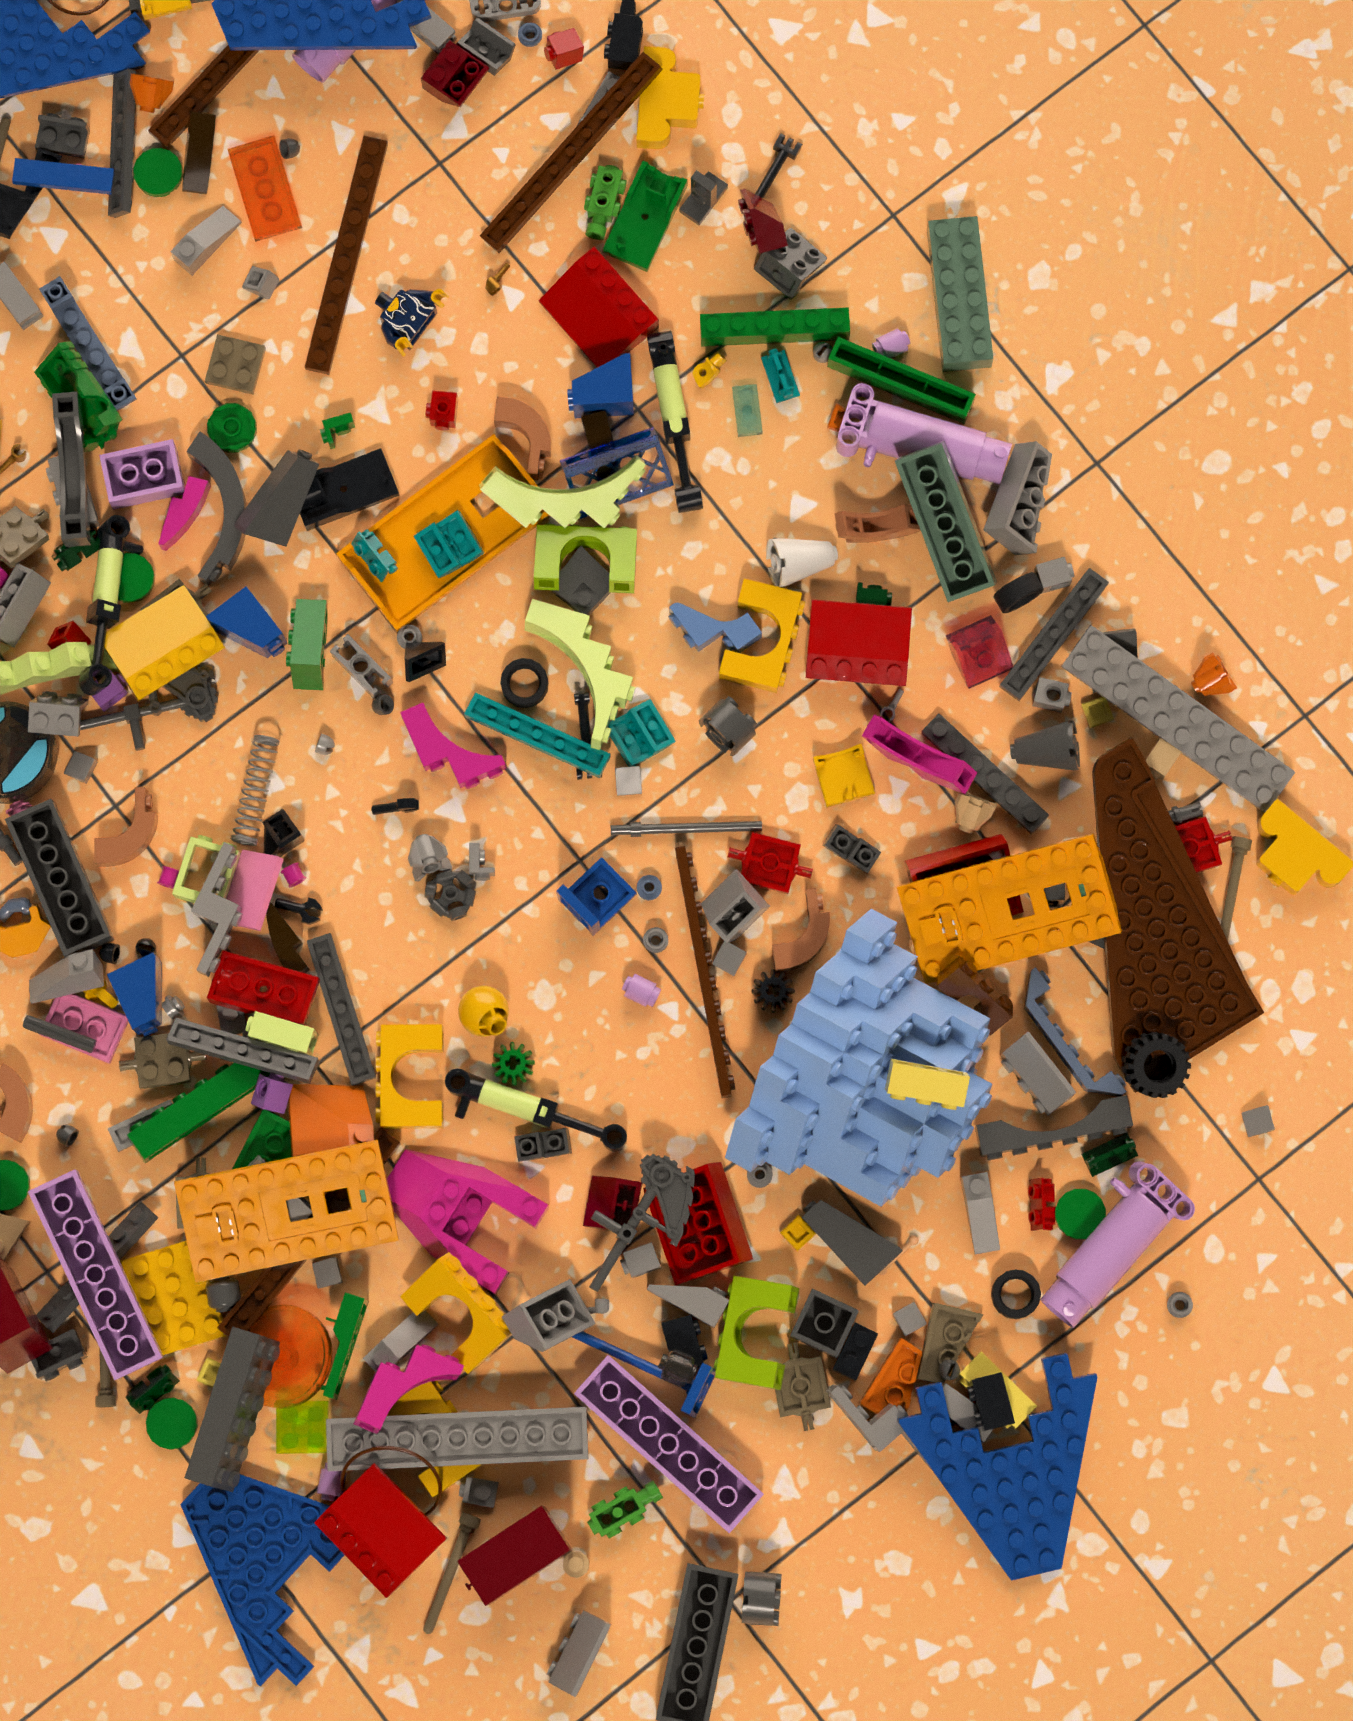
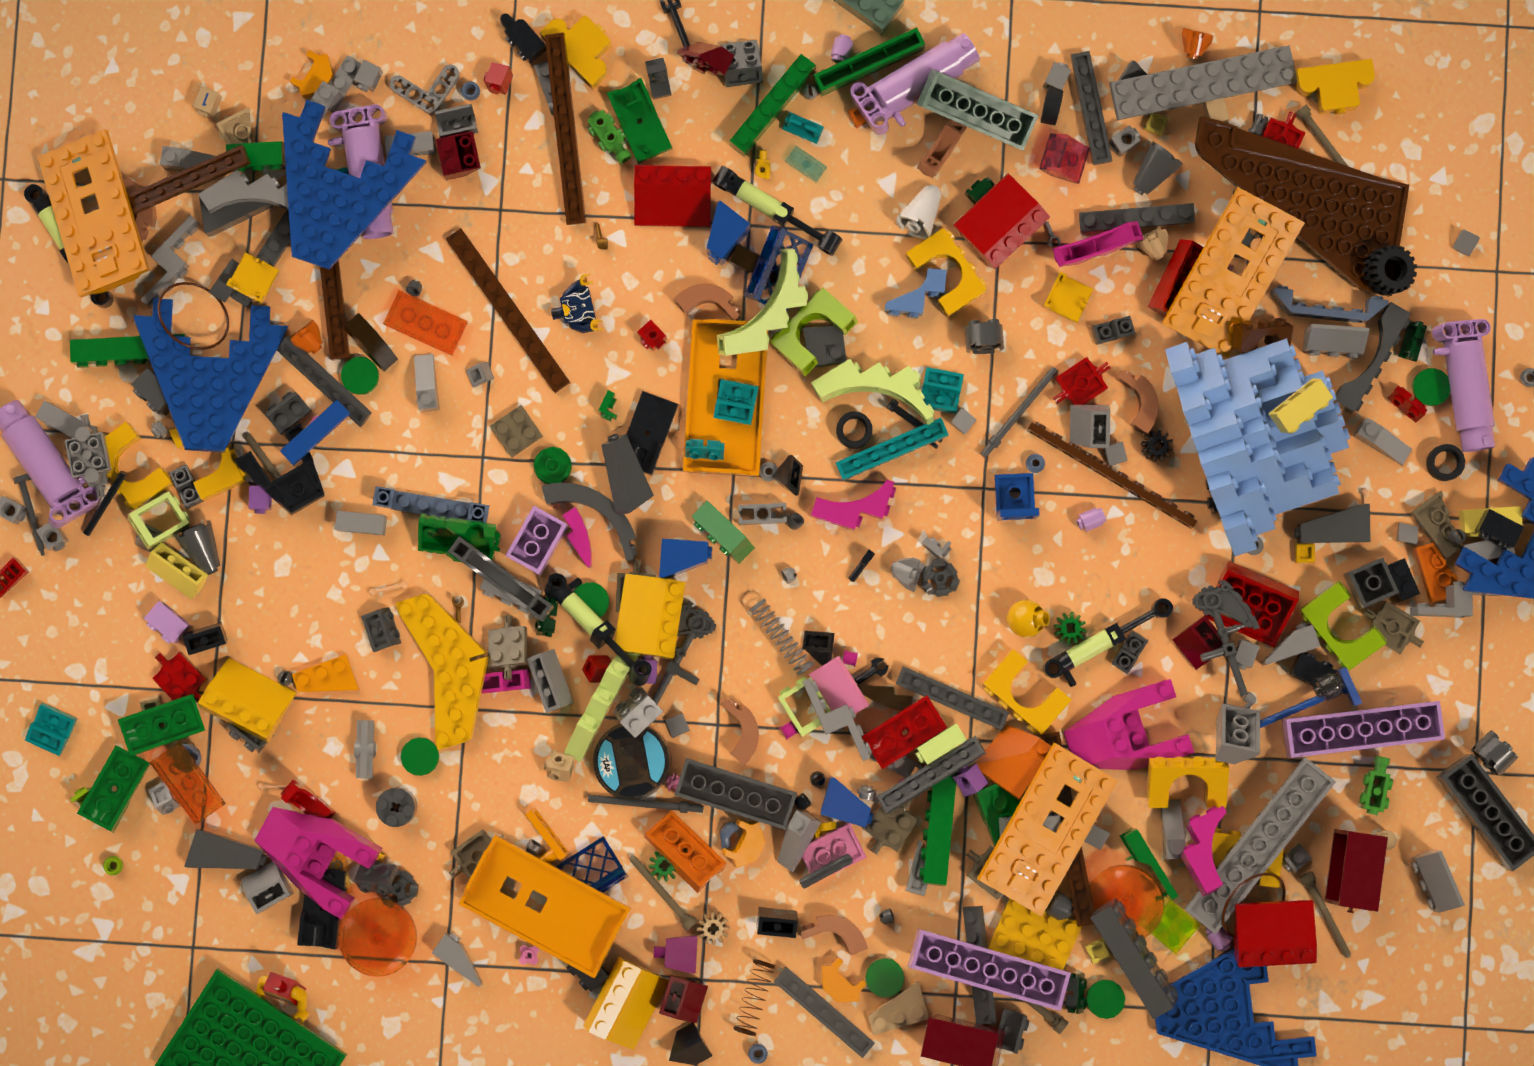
camera: 50 degrees left, 5 degrees up
(655, 932) = (1072, 481): light grey plate -> none
(1019, 499) = (998, 57): light grey wedge -> none

